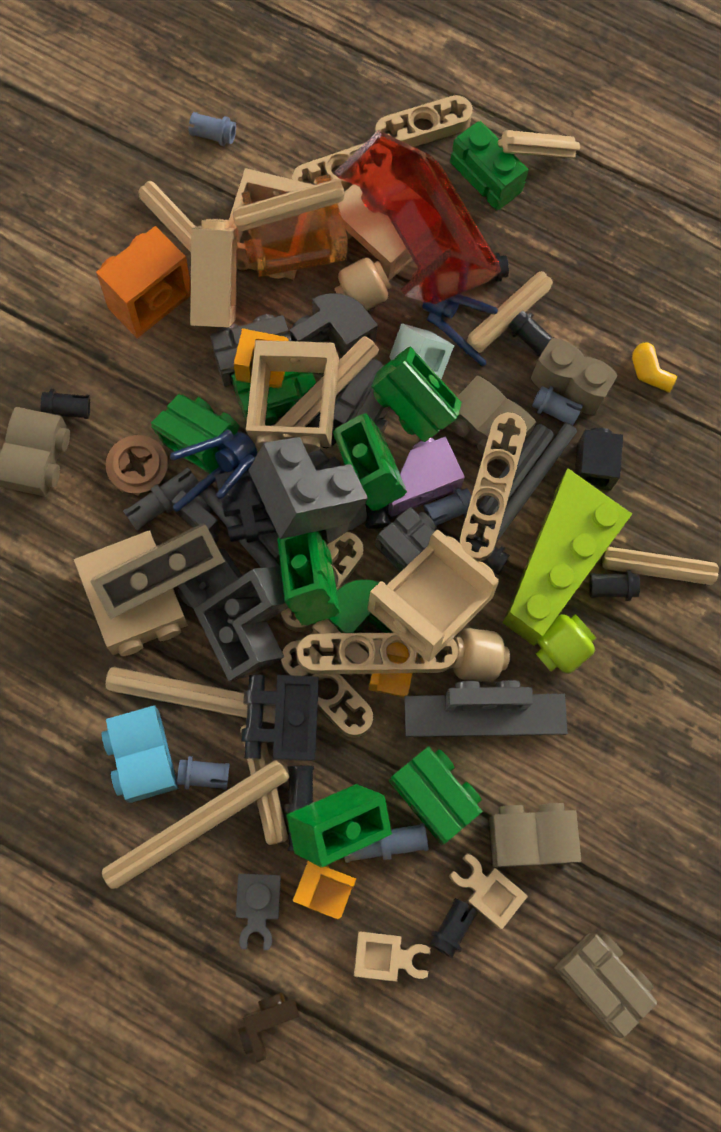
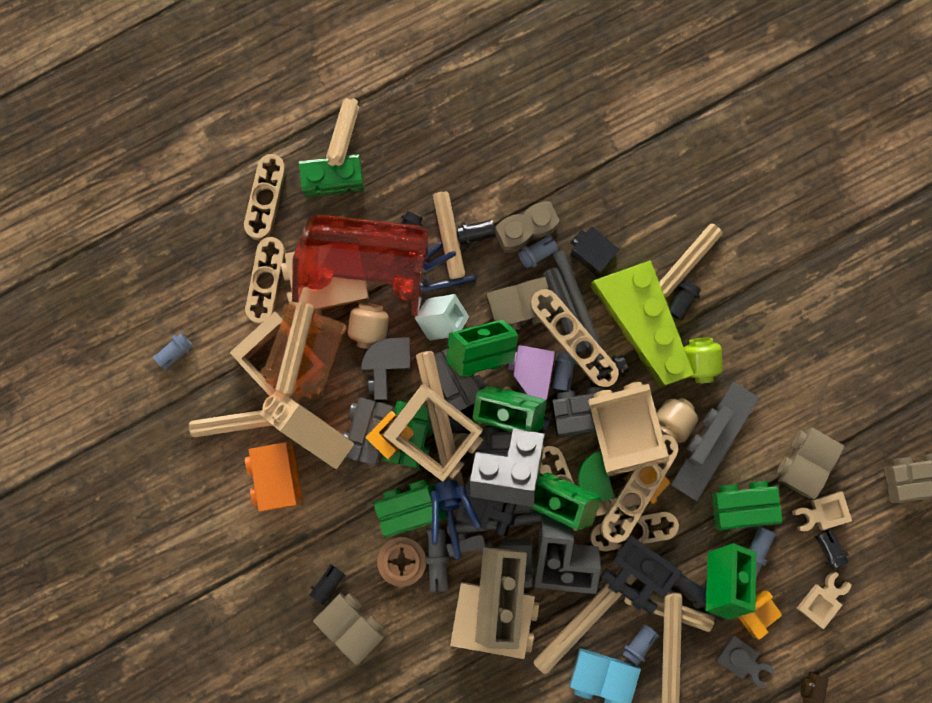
camera: 50 degrees left, 10 degrees up
(648, 368) = (551, 171): yellow arm -> none

